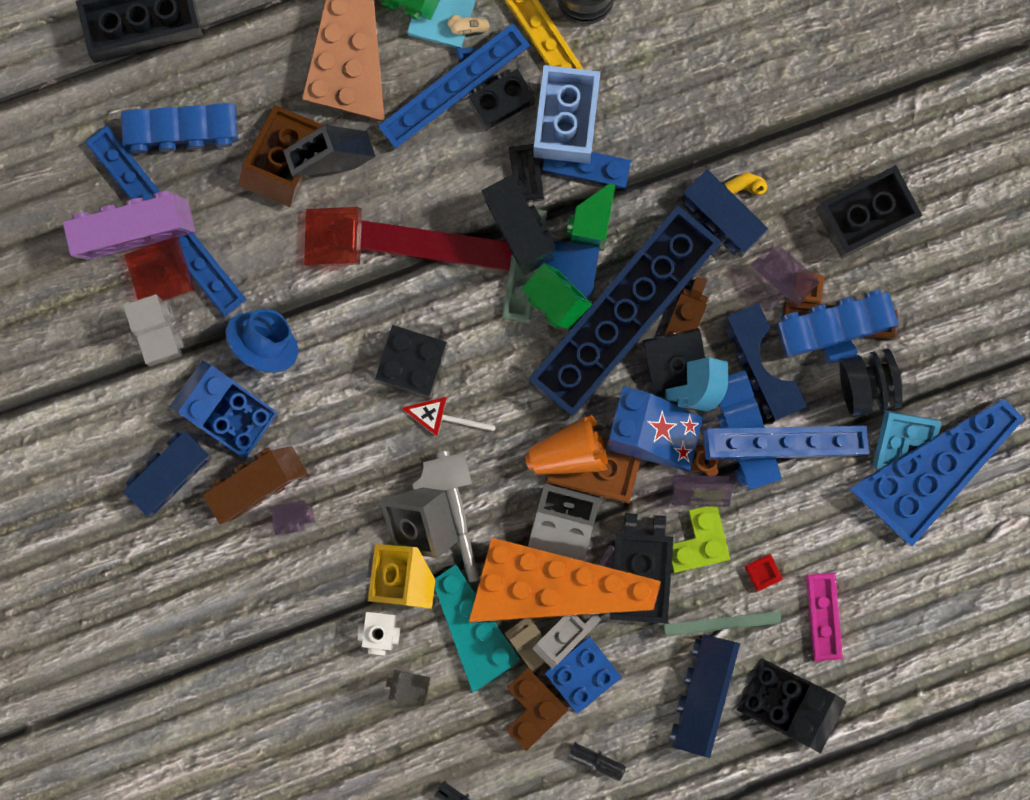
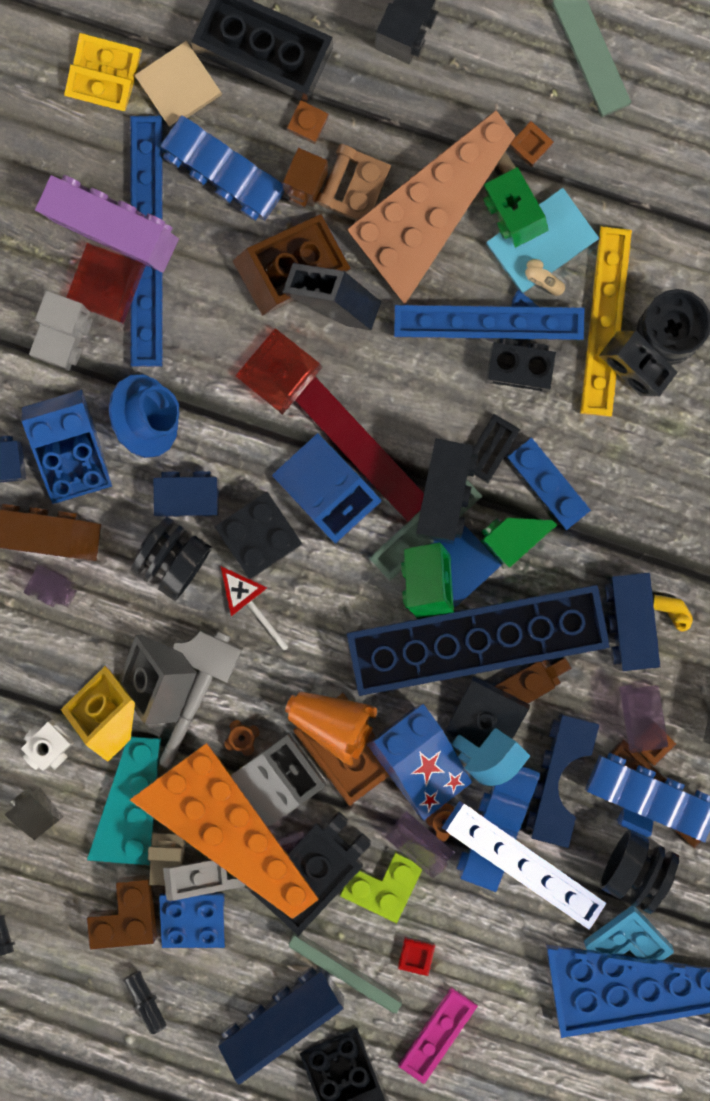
camera: 35 degrees right, 5 degrees up
(40, 127) = (103, 72): none -> yellow slope
(101, 94) = (178, 84): none -> tan tile
(214, 48) = (308, 122): none -> dark orange plate
(244, 86) = (305, 178): none -> reddish brown brick
(289, 61) = (364, 185): none -> medium nougat plate
(337, 375) = (186, 495): none -> dark blue brick
(361, 426) = (170, 558): none -> black wheel
(433, 291) = (327, 488): none -> blue slope
(506, 513) = (238, 729): none -> dark orange plate
(566, 114) = (566, 427): light blue brick -> none
(581, 31) = (638, 363): none -> black brick

